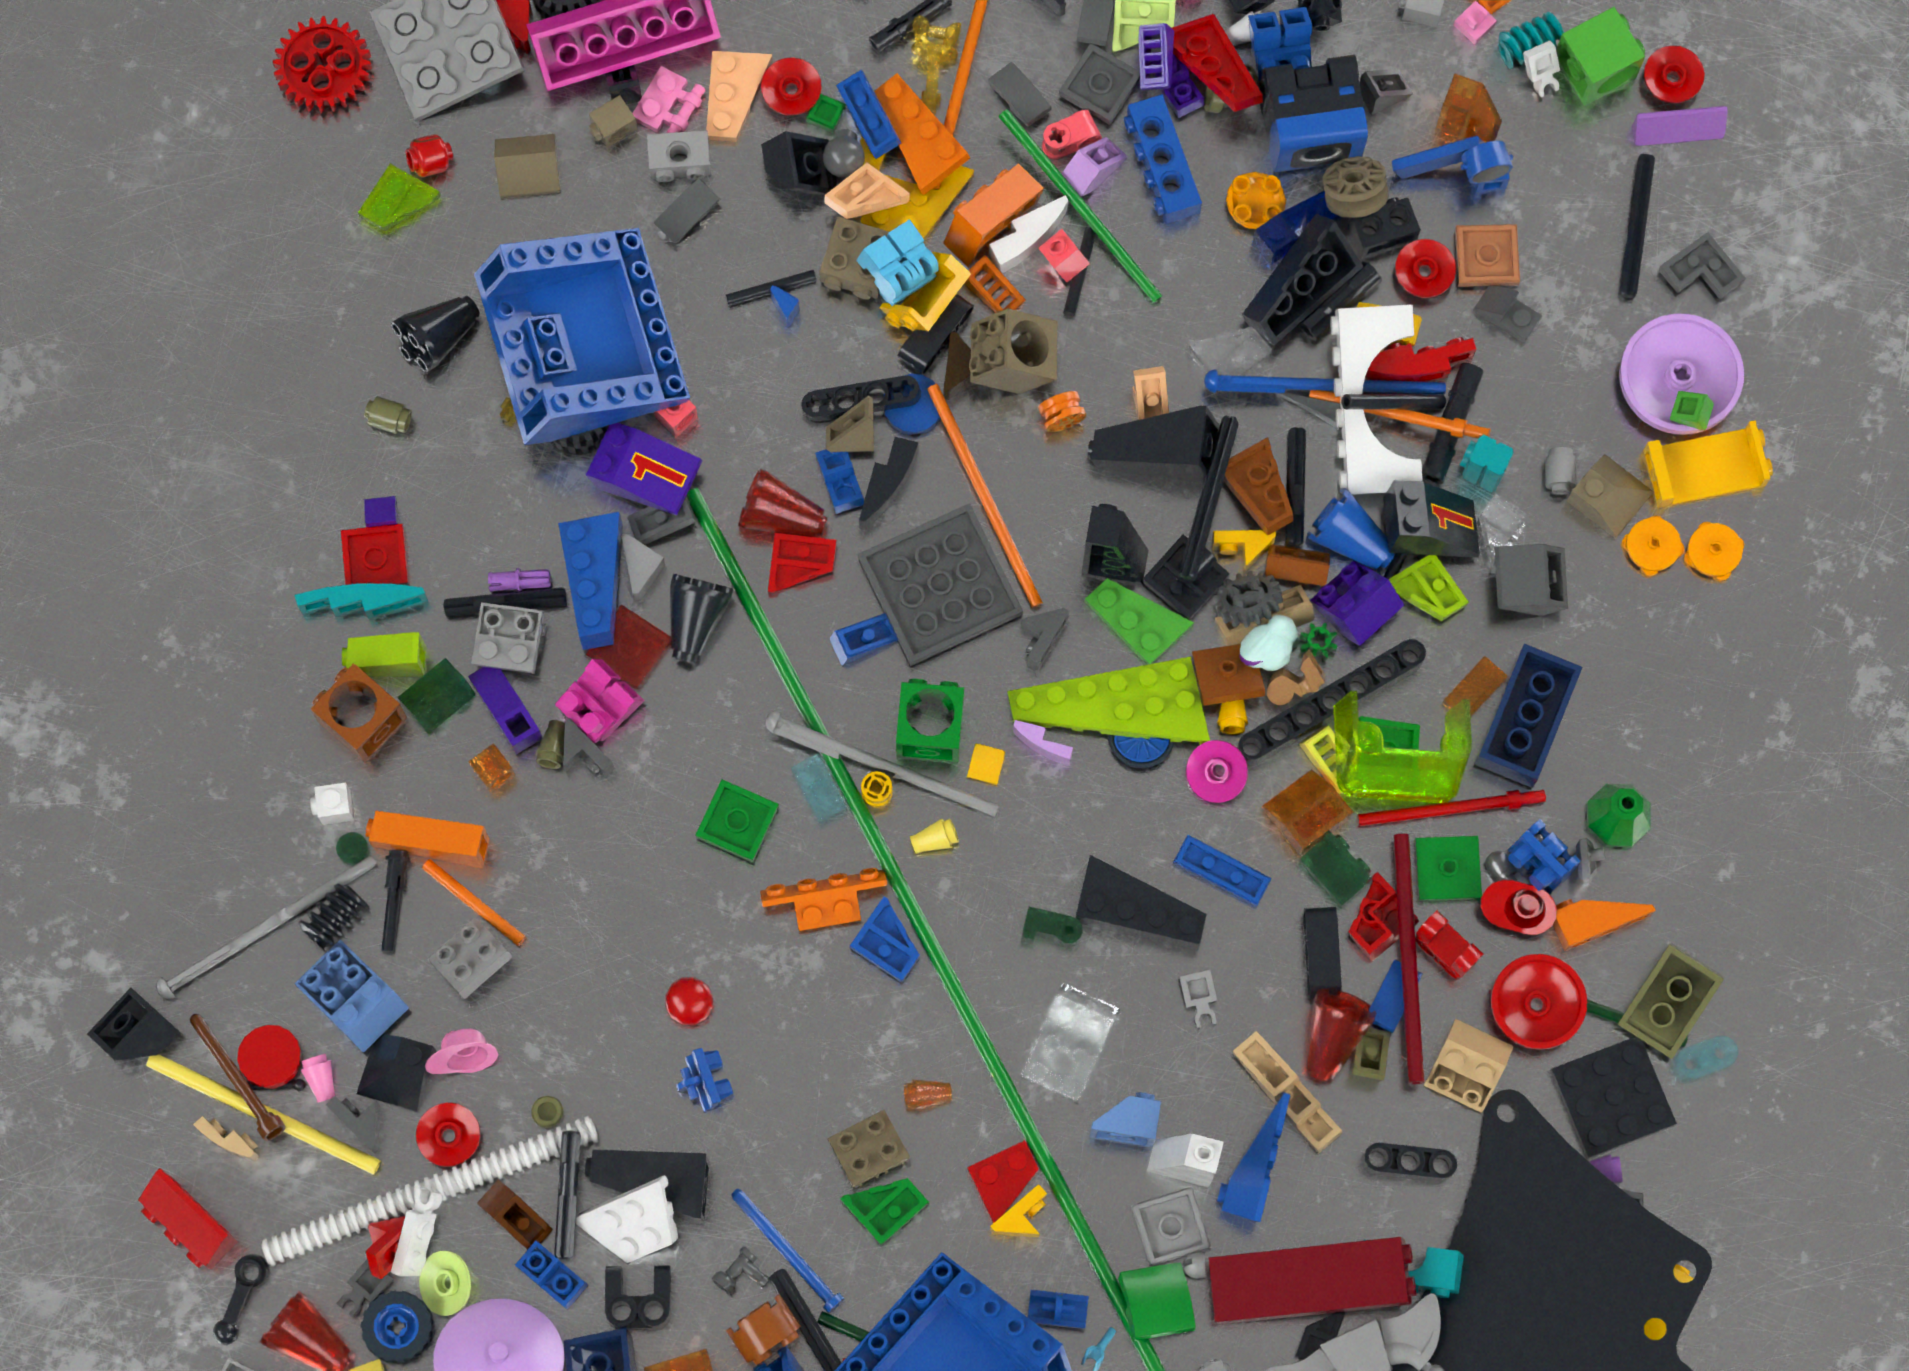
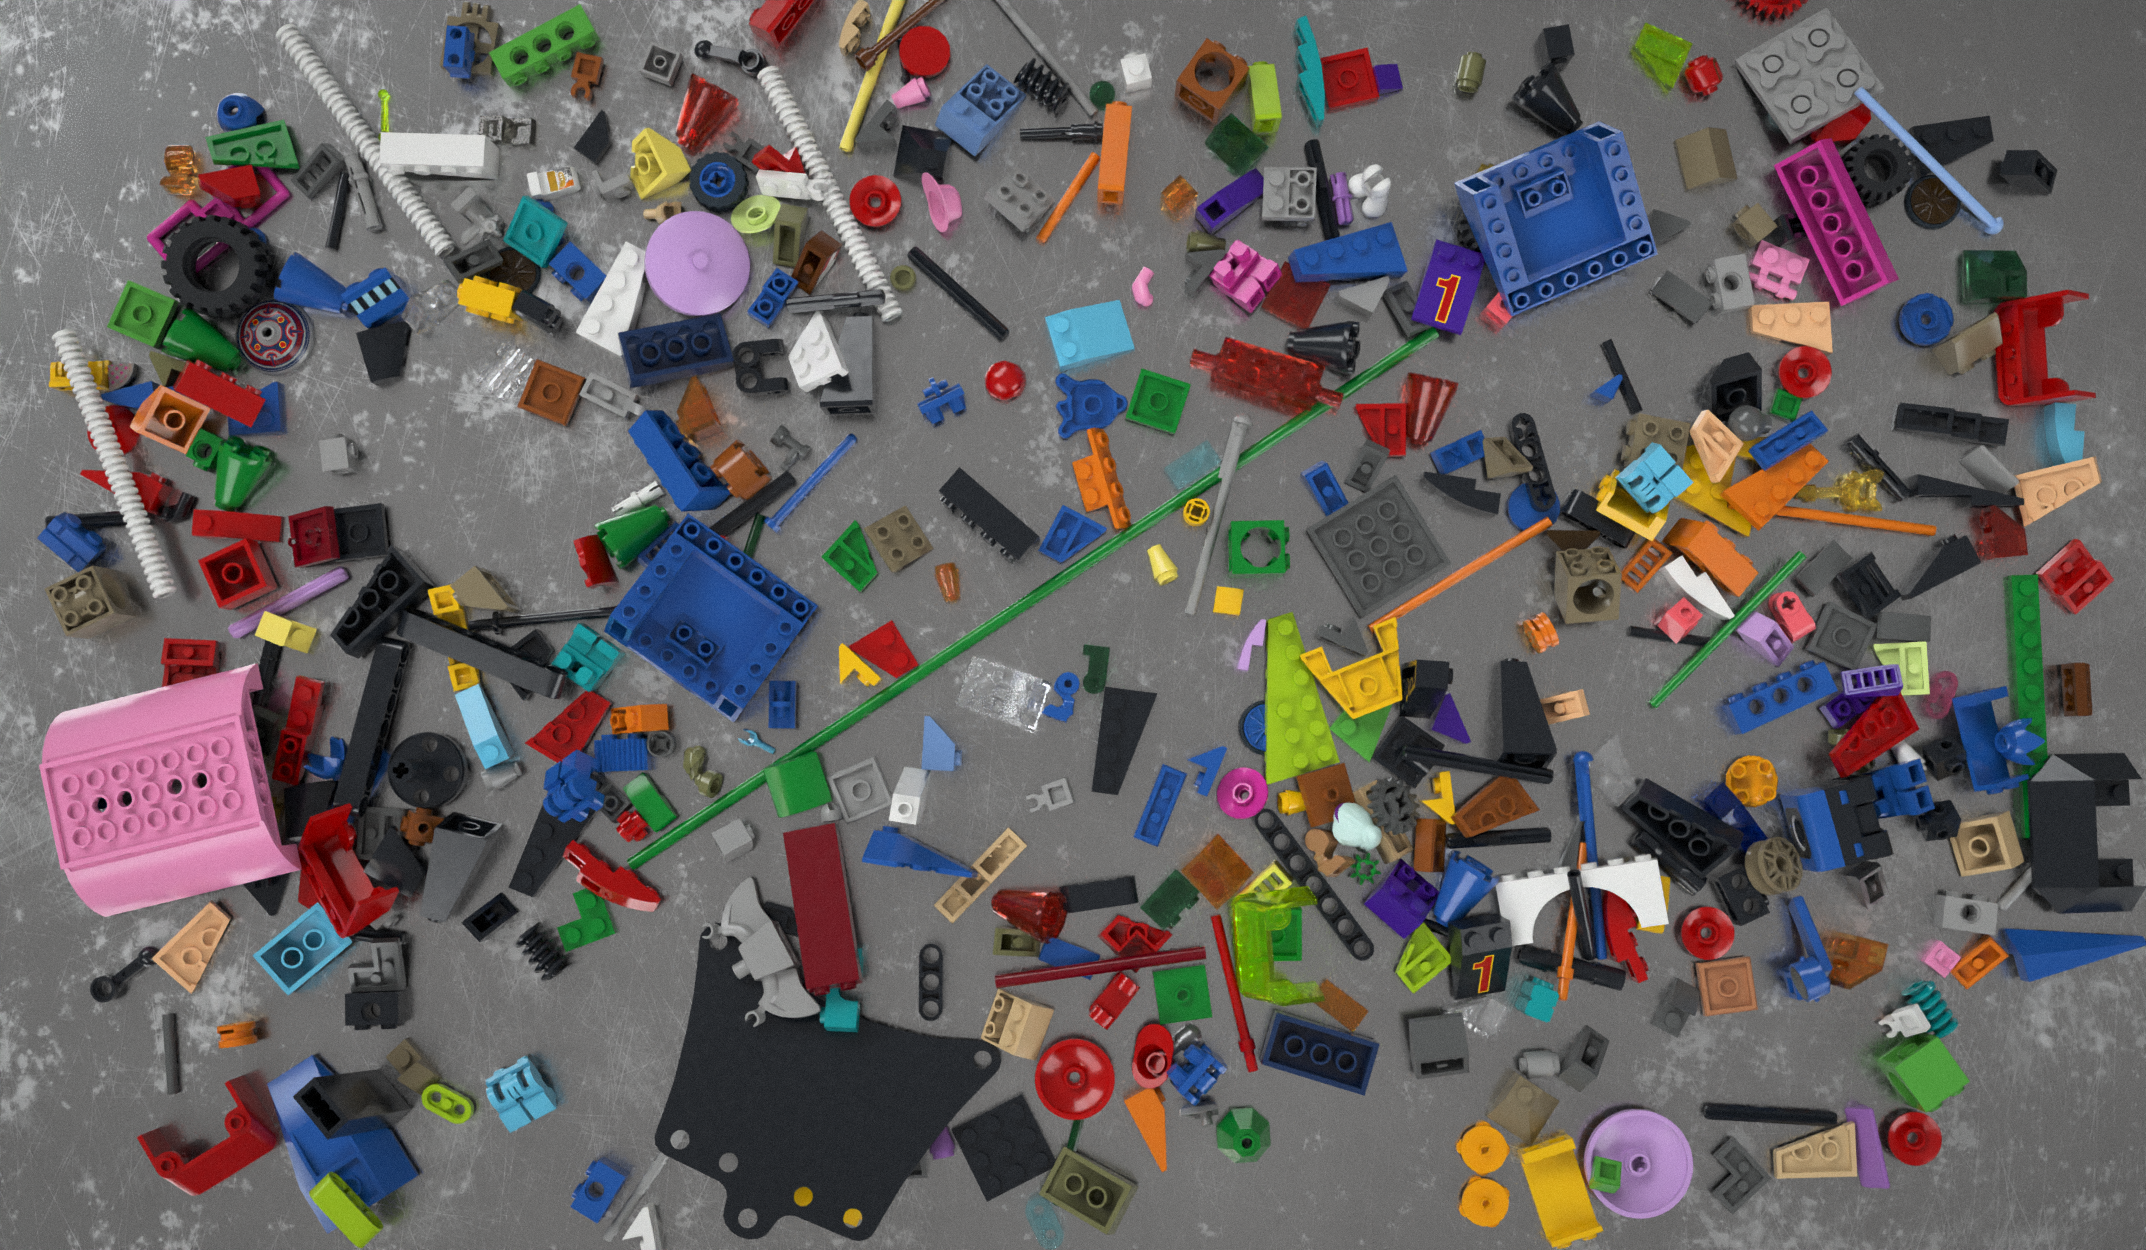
camera: 90 degrees right, 10 degrees up
(371, 315) = (1556, 45): none -> black brick
(477, 1244) = (789, 234): none -> olive slope
(513, 538) = (1373, 185): none -> white piece
(574, 1047) = (958, 293): none -> black axle
(596, 827) = (1140, 287): none -> bright pink arm
(601, 216) = (1666, 225): none -> dark grey slope
(646, 894) = (1089, 334): none -> medium azure slope
(721, 688) = (1267, 374): none -> clear red plate
(732, 905) = (1087, 405): none -> blue tile
(843, 585) = (1367, 465): none -> dark grey slope
(855, 1032) = (989, 515): none -> black brick
(1047, 53) = (1864, 589): none -> black plate
(1071, 967) = (1065, 687): none -> blue leg
(1102, 615) = (1367, 683): none -> yellow wing
(1158, 526) = (1448, 722): none -> dark purple slope
(1177, 803) = (1211, 761): none -> blue slope
(1559, 420) = (1584, 1059): none -> dark grey slope
(1686, 178) = (1819, 1155): none -> tan wing

